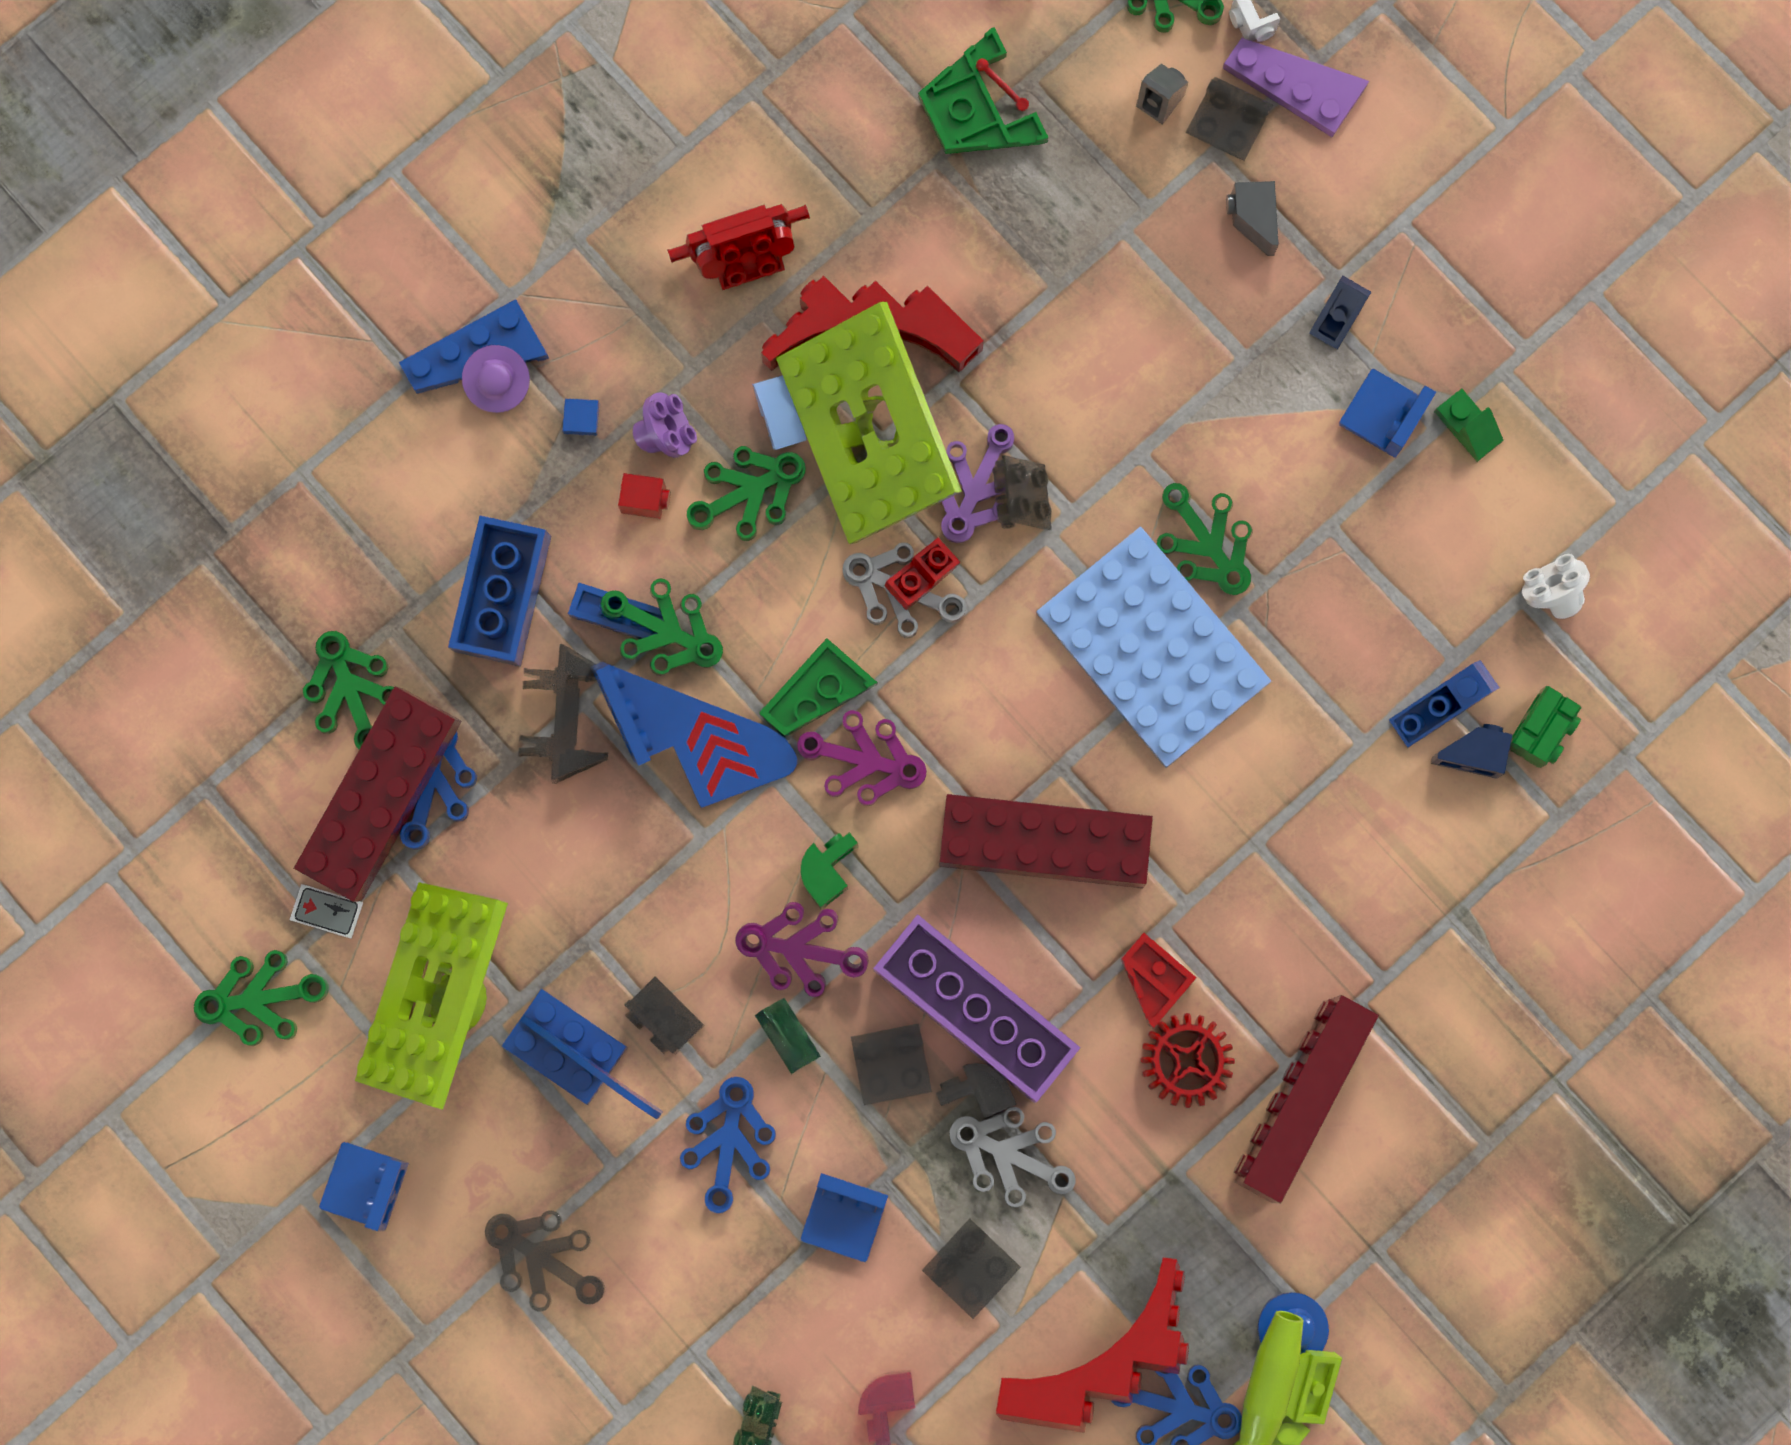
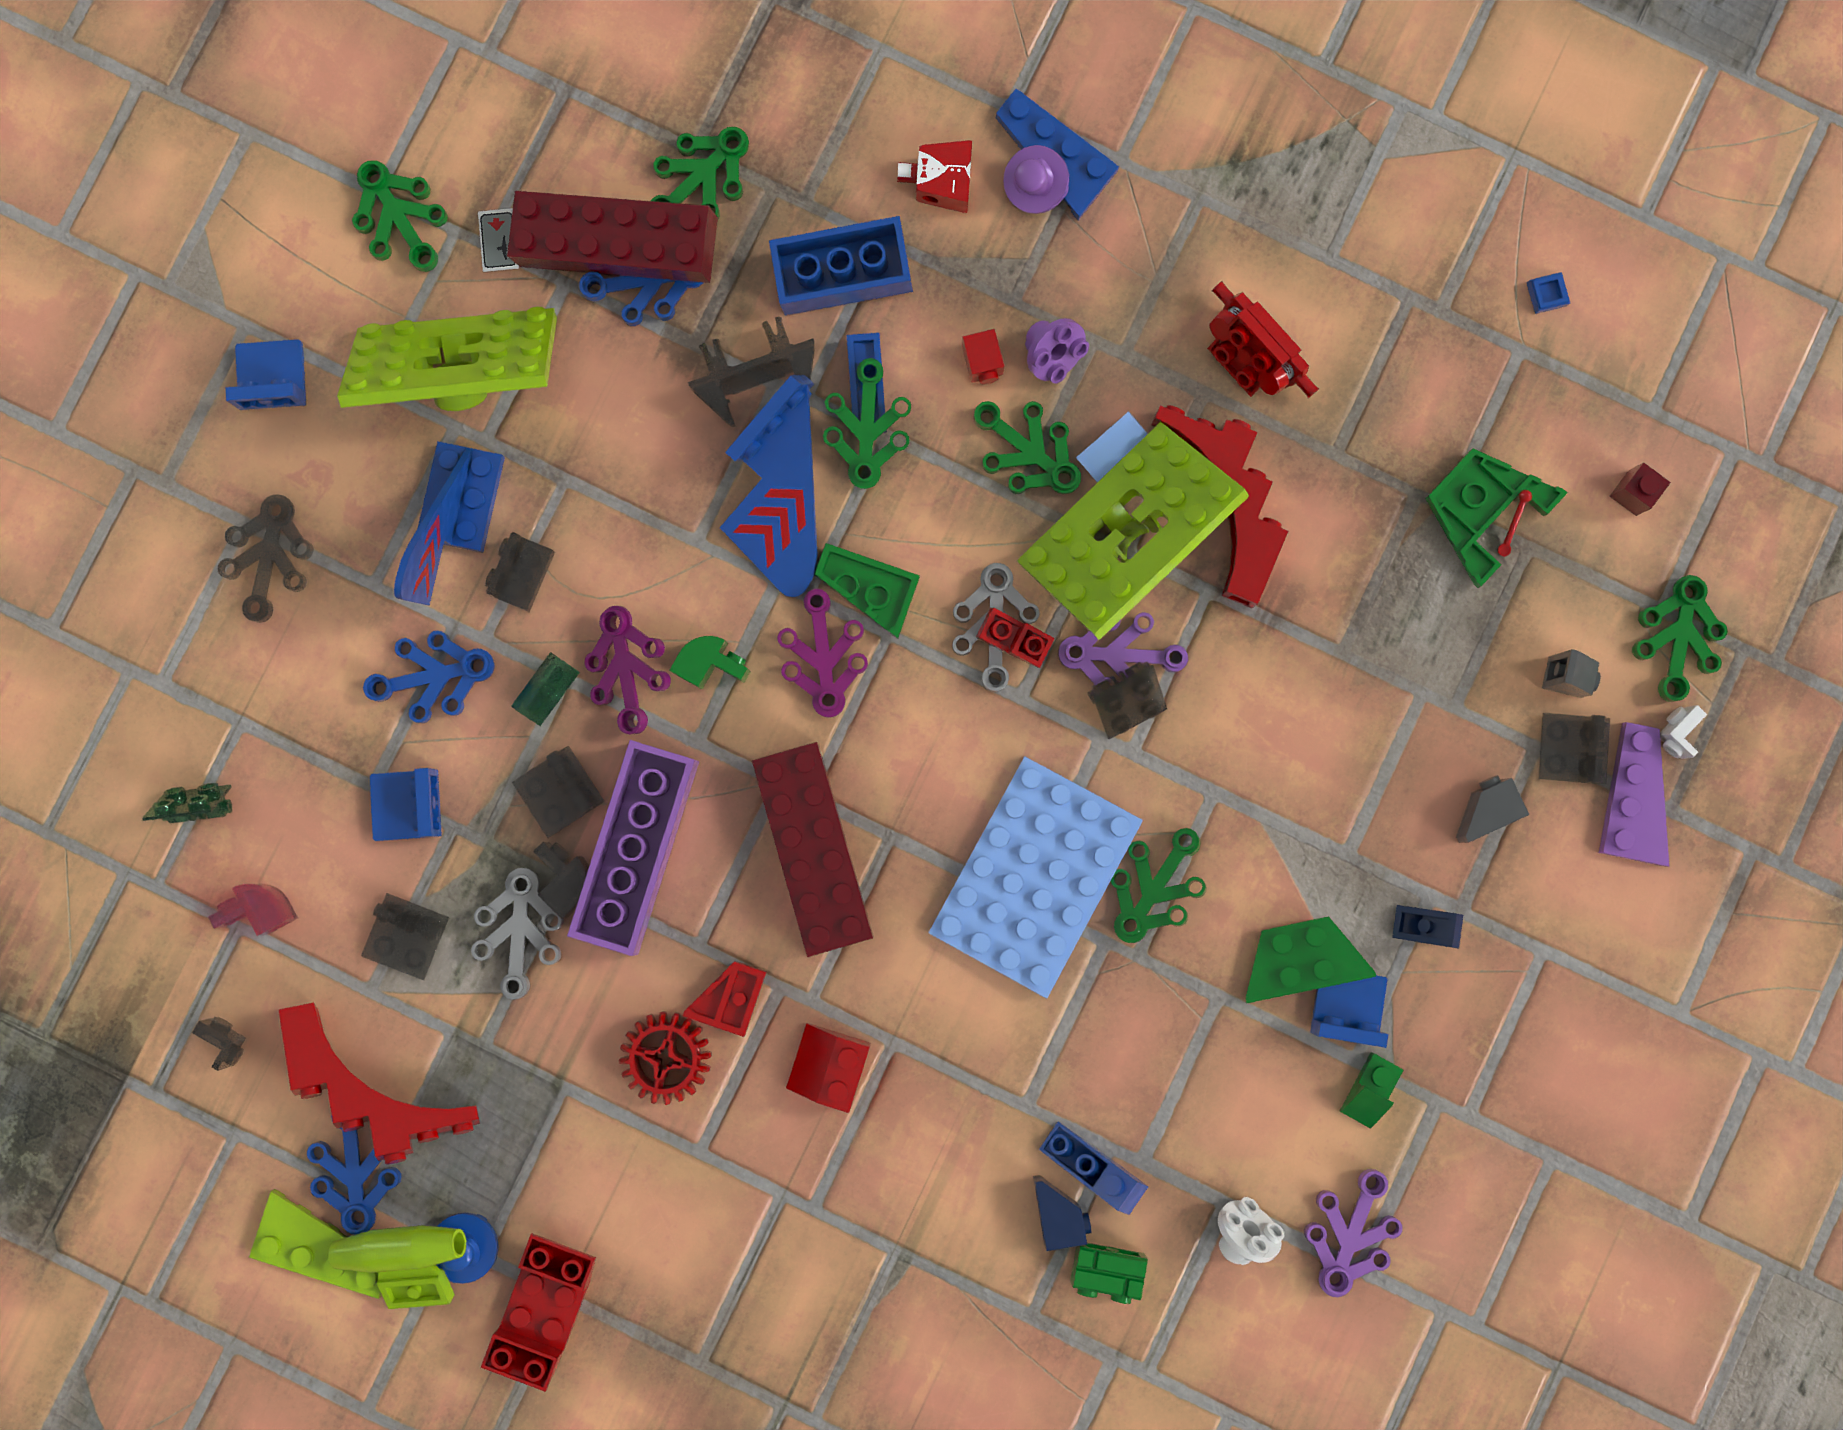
camera: 65 degrees right, 5 degrees up
(452, 464) = (940, 174): none -> red torso
(581, 417) = (1034, 271): blue tile -> none
(1256, 909) = (828, 1067): none -> red slope
(1306, 1098) = (668, 1180): dark red brick -> none
(1327, 434) = (1304, 959): none -> green wing
(1381, 1274) = (540, 1312): none -> red slope
(1595, 497) = (1351, 1238): none -> medium lavender plant

